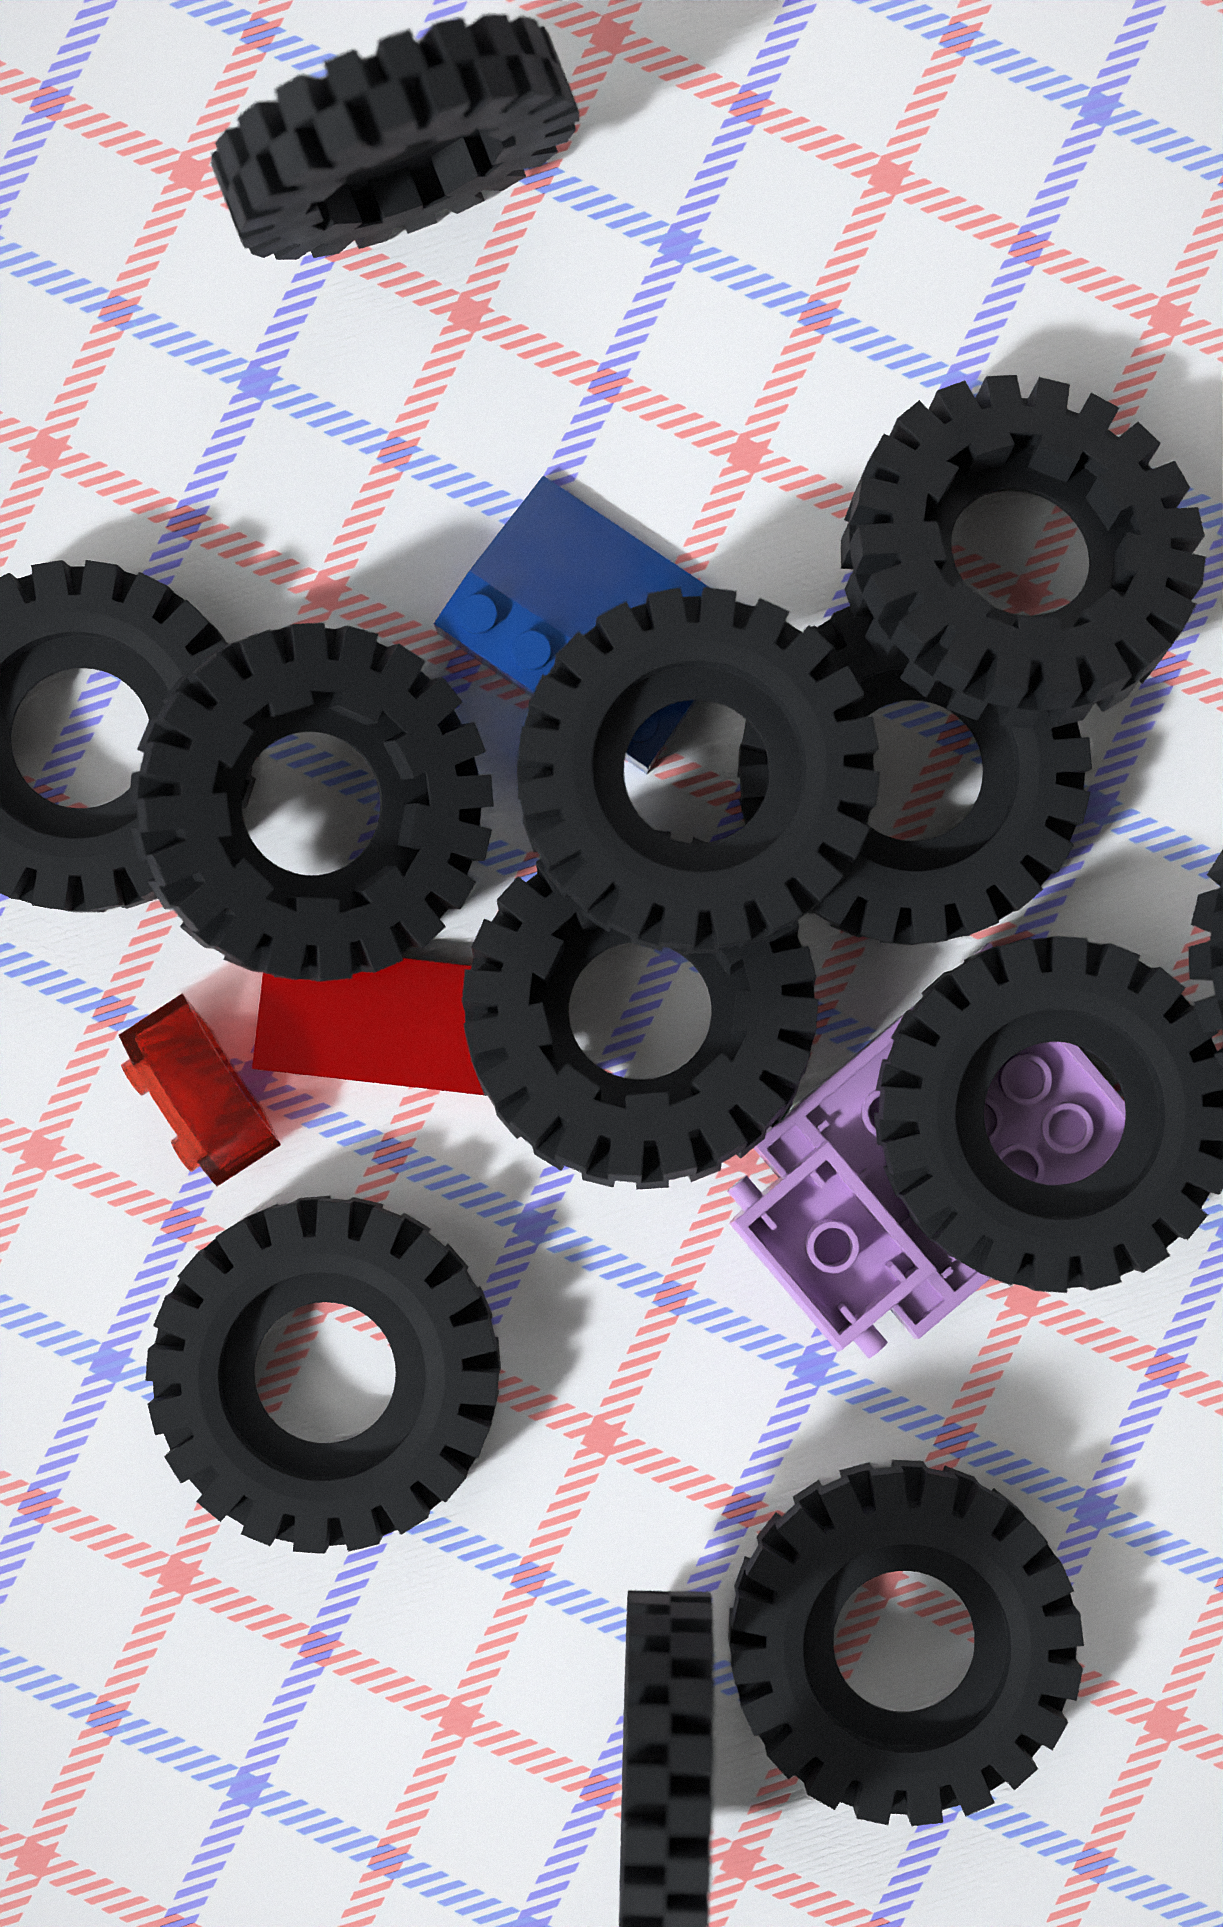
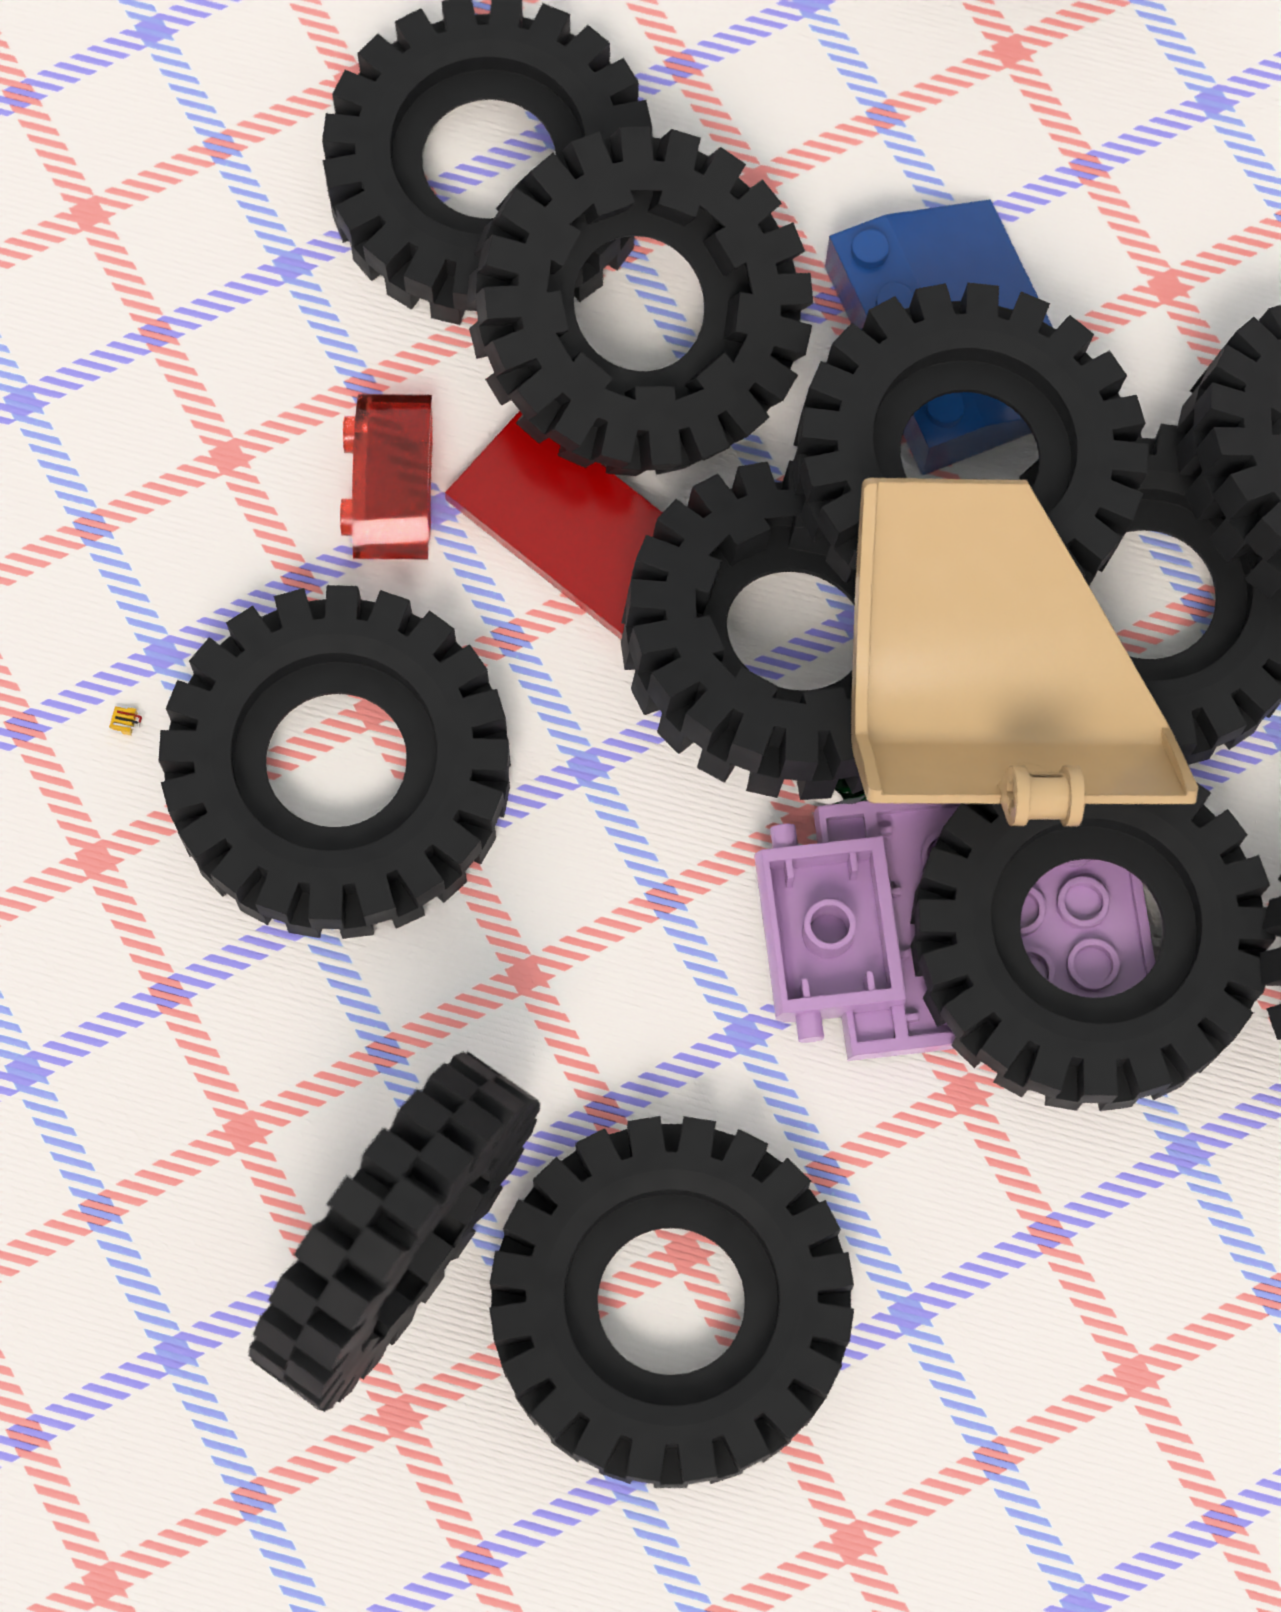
camera: 35 degrees right, 15 degrees down
(118, 1443) = (124, 720): none -> yellow piece
(856, 974) = (993, 662): none -> tan panel

